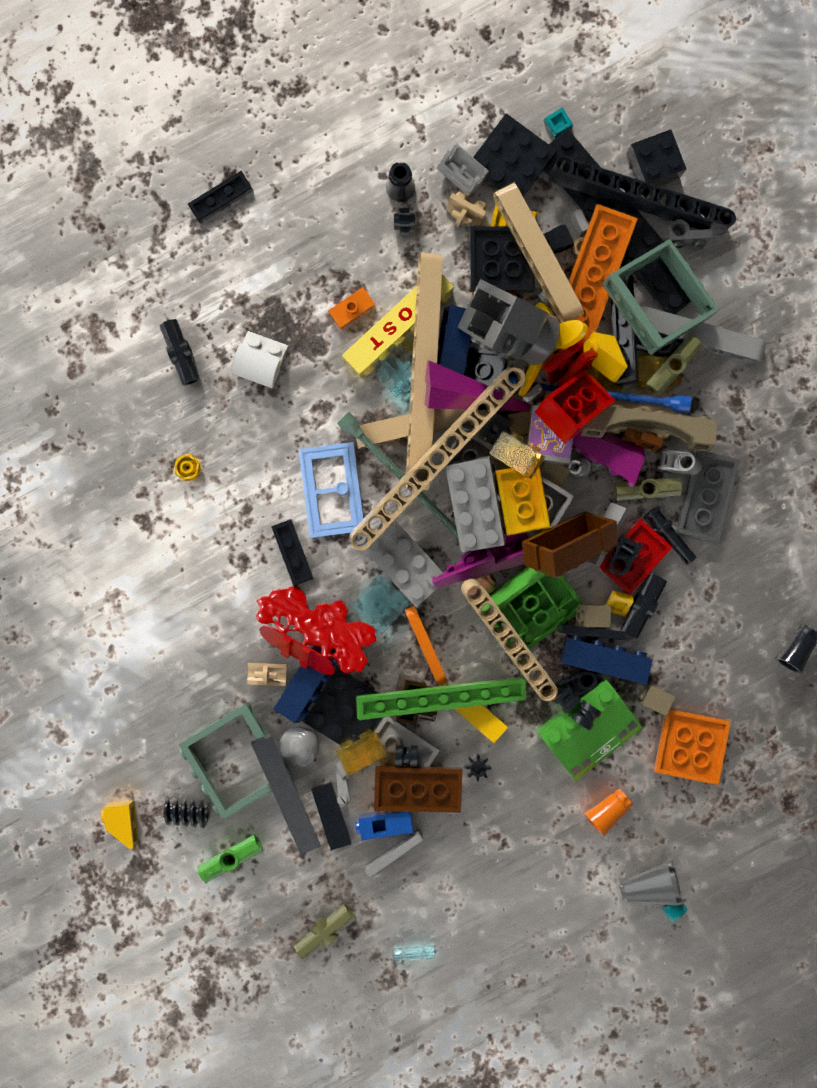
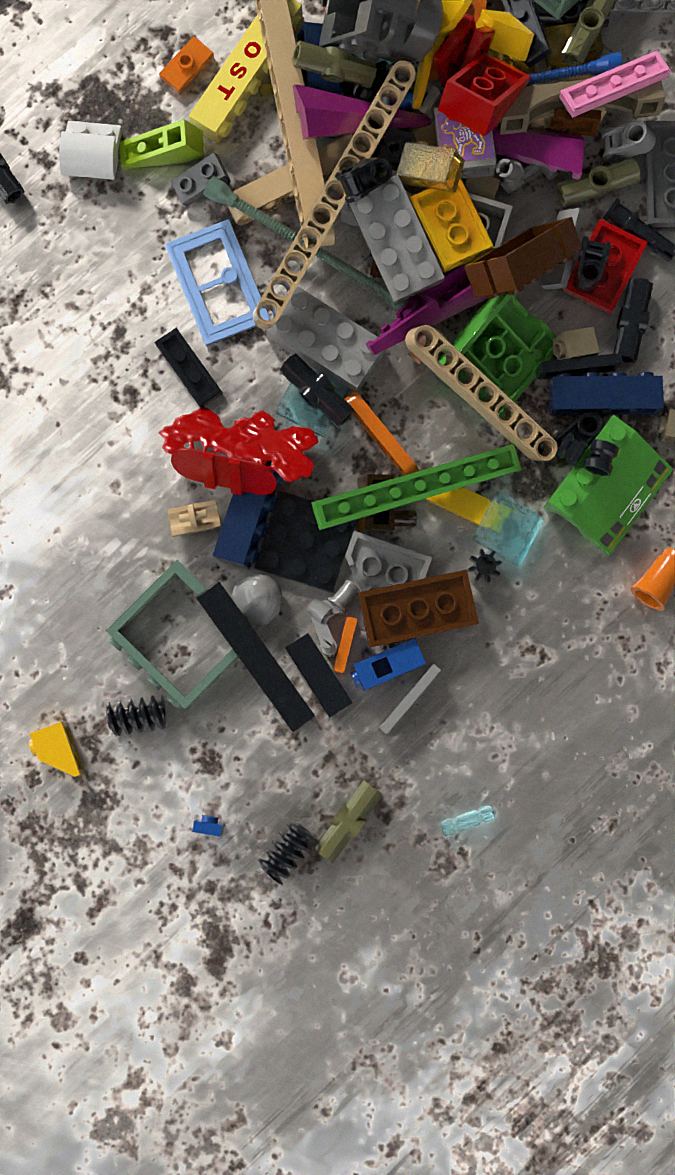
camera: 10 degrees left, 5 degrees down
(184, 461) = (31, 290): yellow plate -> none
(219, 865) = (191, 772): bright green piece -> none
(219, 908) = (208, 825): none -> blue plate
(273, 944) = (286, 851): none -> black piece
(315, 372) = (163, 146): none -> lime slope
(339, 406) = (193, 181): none -> dark grey plate
(356, 800) = (345, 645): none -> orange tile
(361, 753) = (337, 579): clear yellow brick -> none
(385, 601) = (316, 390): none -> black piece
(389, 369) = (248, 124): clear light blue hips -> none
(406, 755) = (392, 570): black wheel -> none
(458, 456) = (359, 178): none -> black piece
(464, 348) = (334, 64): none -> olive piece
(503, 743) = (508, 528): none -> clear light blue plate
(619, 602) = (604, 324): yellow plate -> none
(679, 423) = (614, 83): none -> bright pink tile

